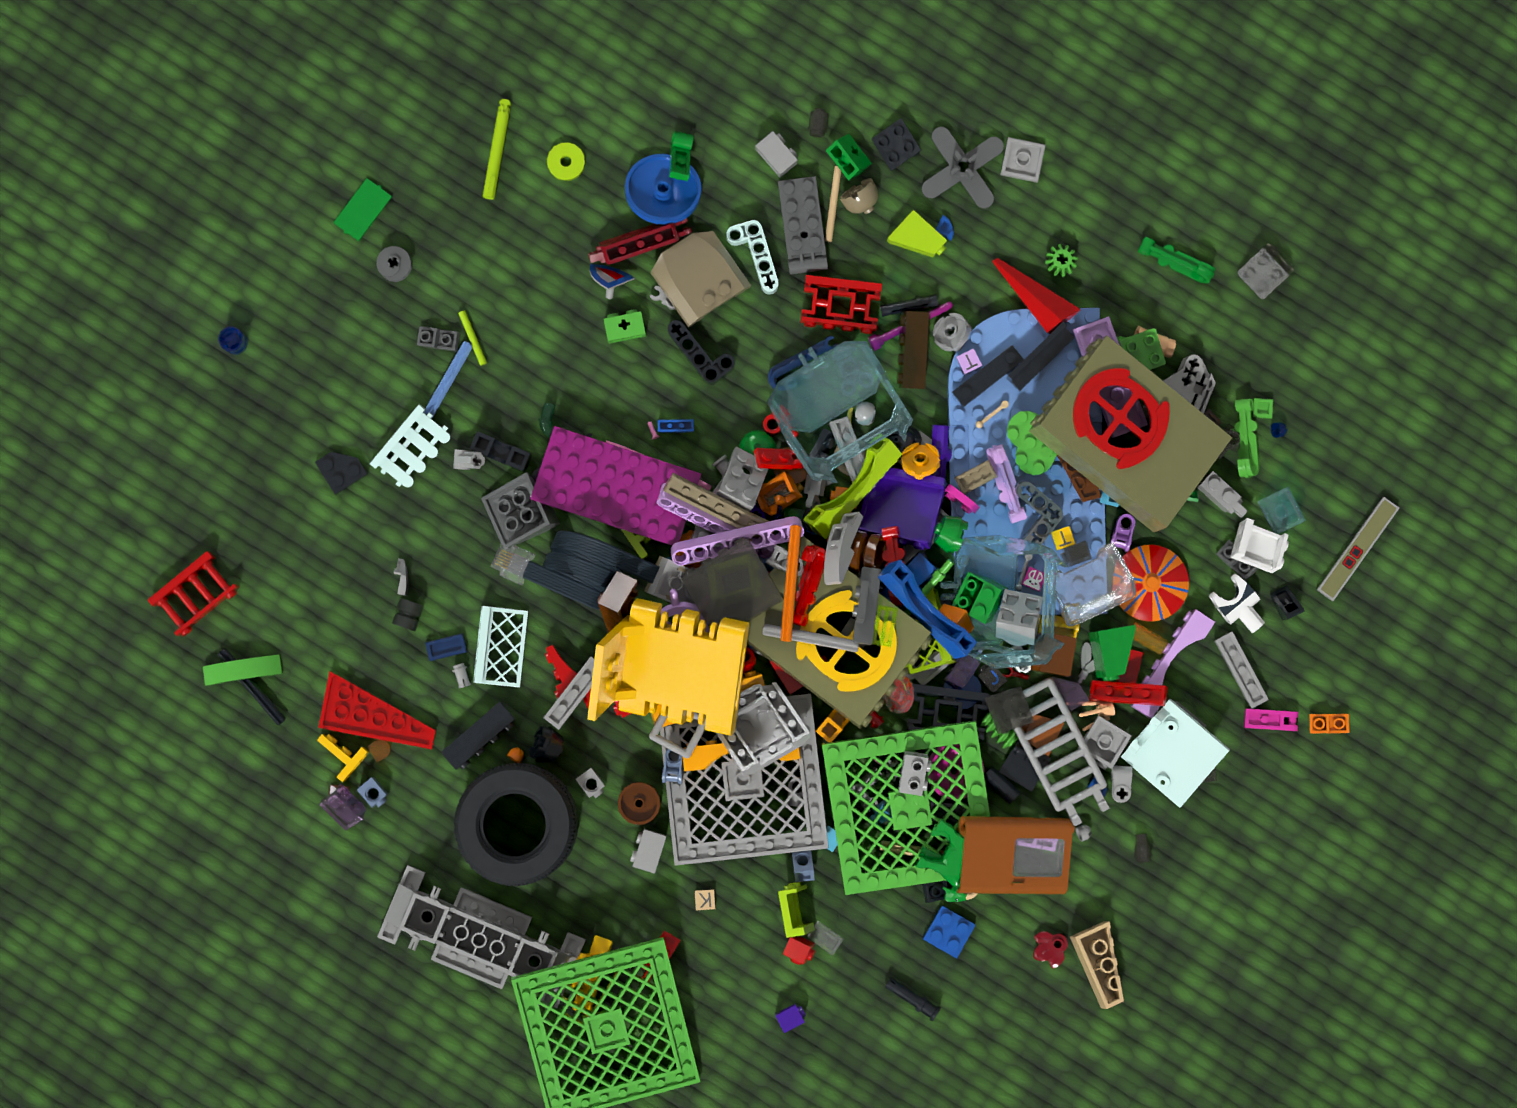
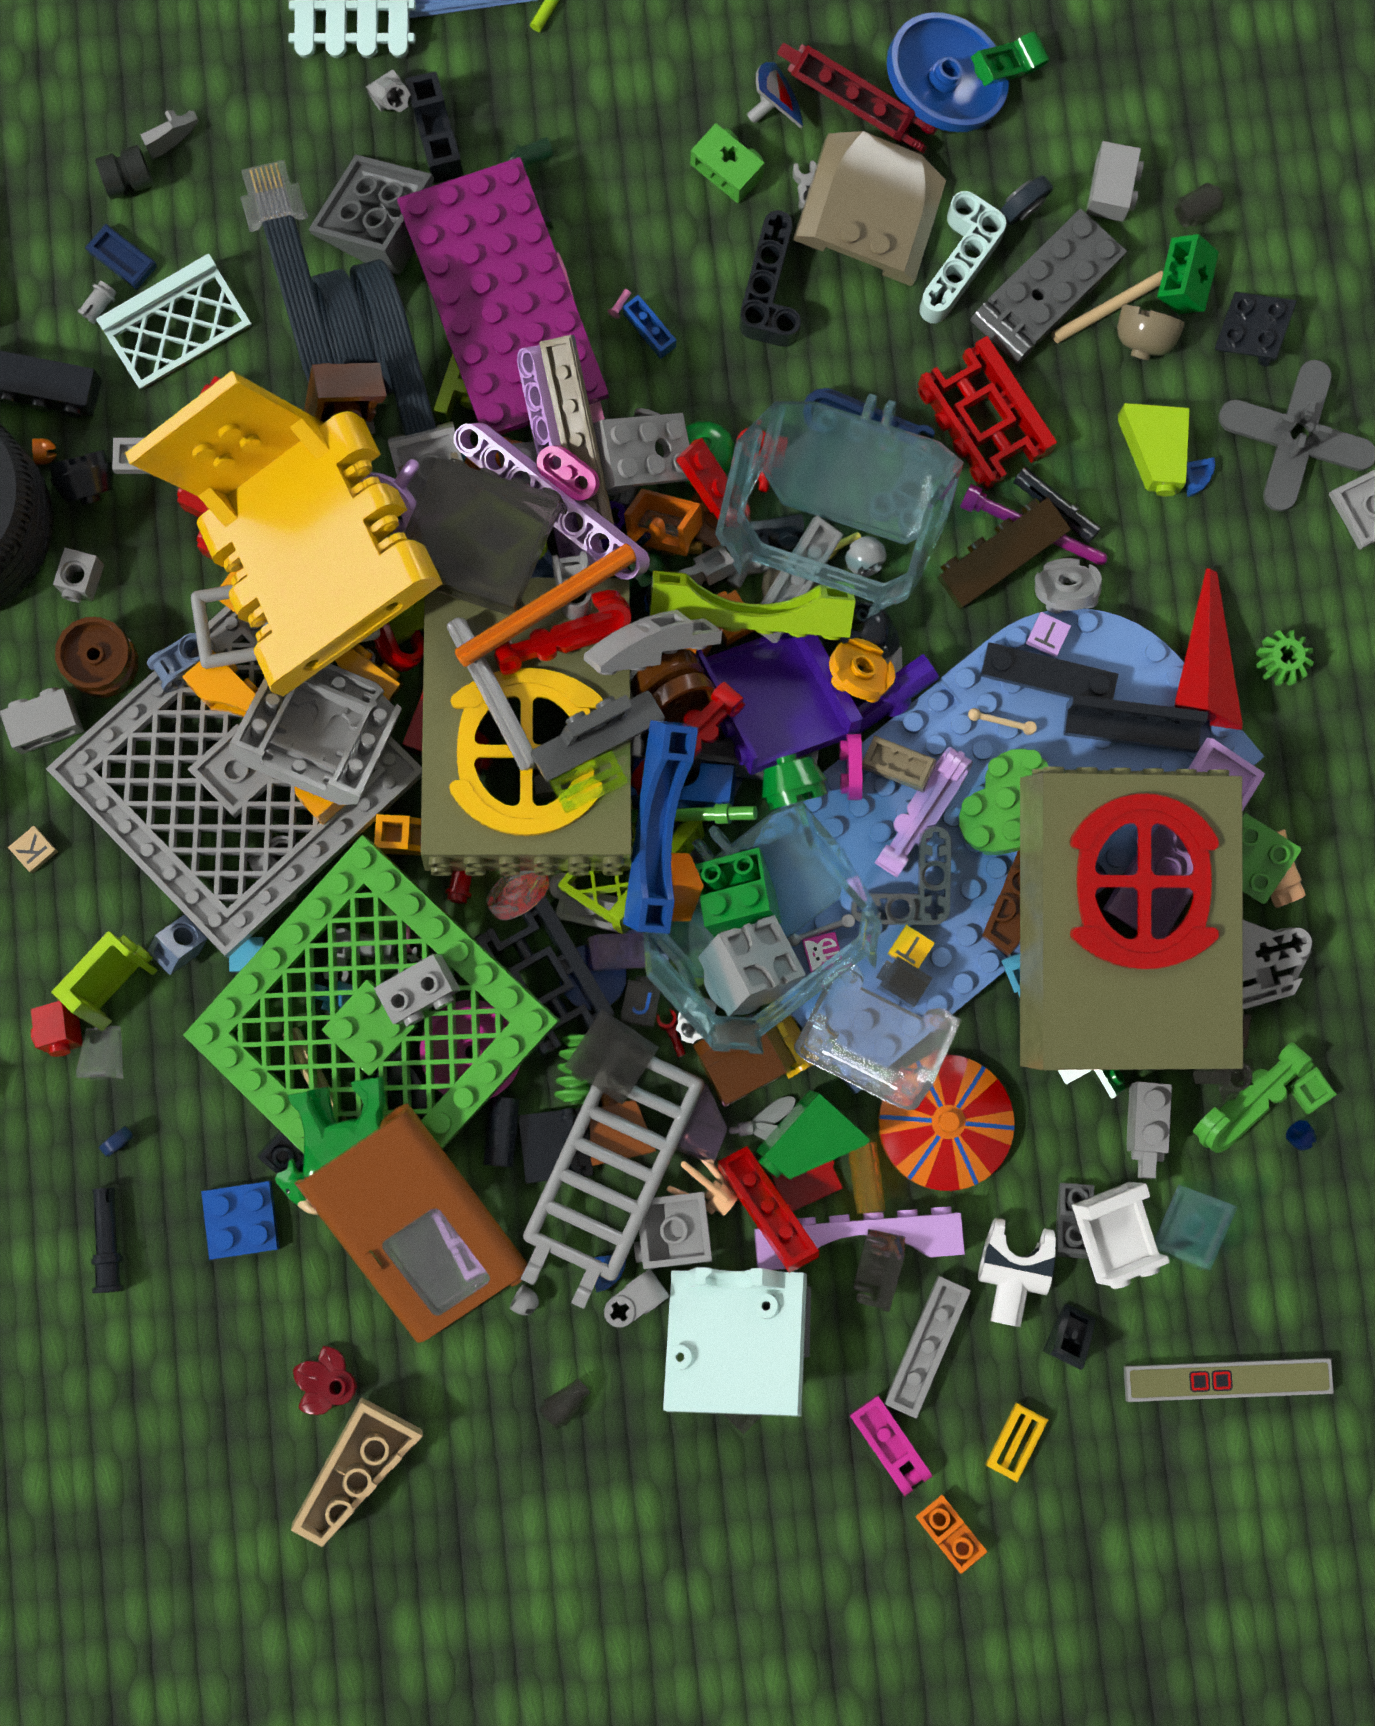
camera: 50 degrees right, 5 degrees down
(731, 525) = (569, 473): none -> dark pink plate
(754, 203) = (1026, 199): none -> black wheel
(871, 960) = (116, 1142): none -> dark blue tile
(1123, 534) = (983, 1029): medium lavender piece -> none
(1192, 664) = (879, 1268): none -> clear smoke hinge
(1319, 678) = (1004, 1435): none -> yellow tile

